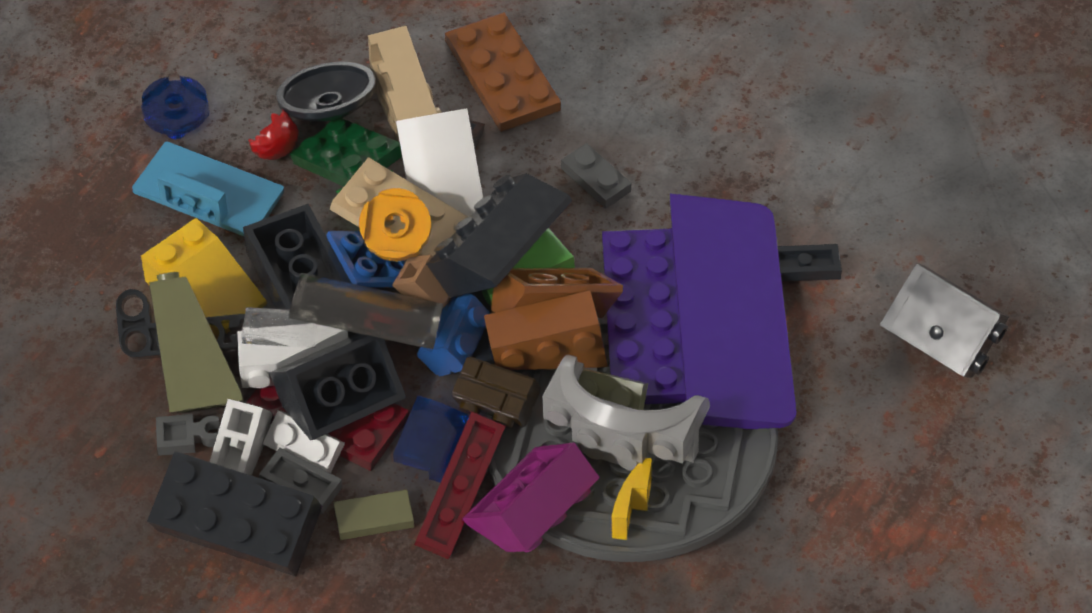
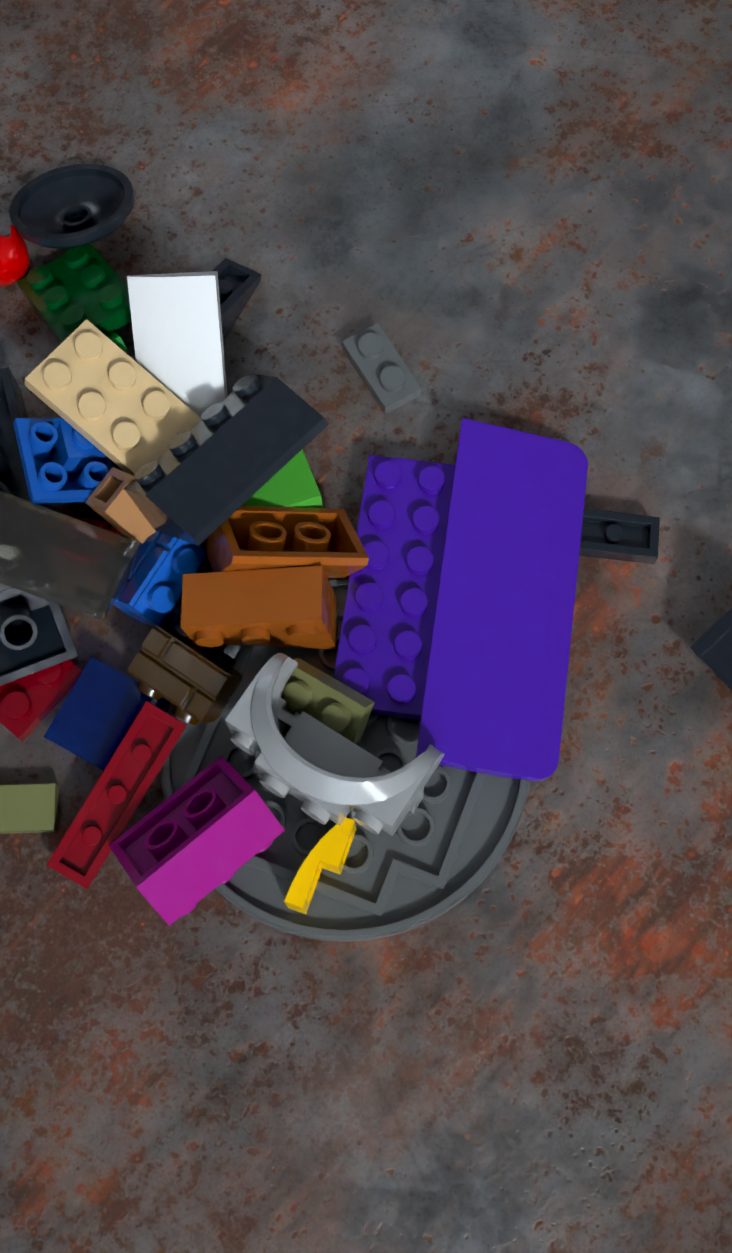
camera: 10 degrees right, 20 degrees up
(382, 209) = (72, 442): light orange plate -> none
(399, 77) = (165, 207): tan wedge -> none
(502, 72) = (298, 205): dark orange plate -> none

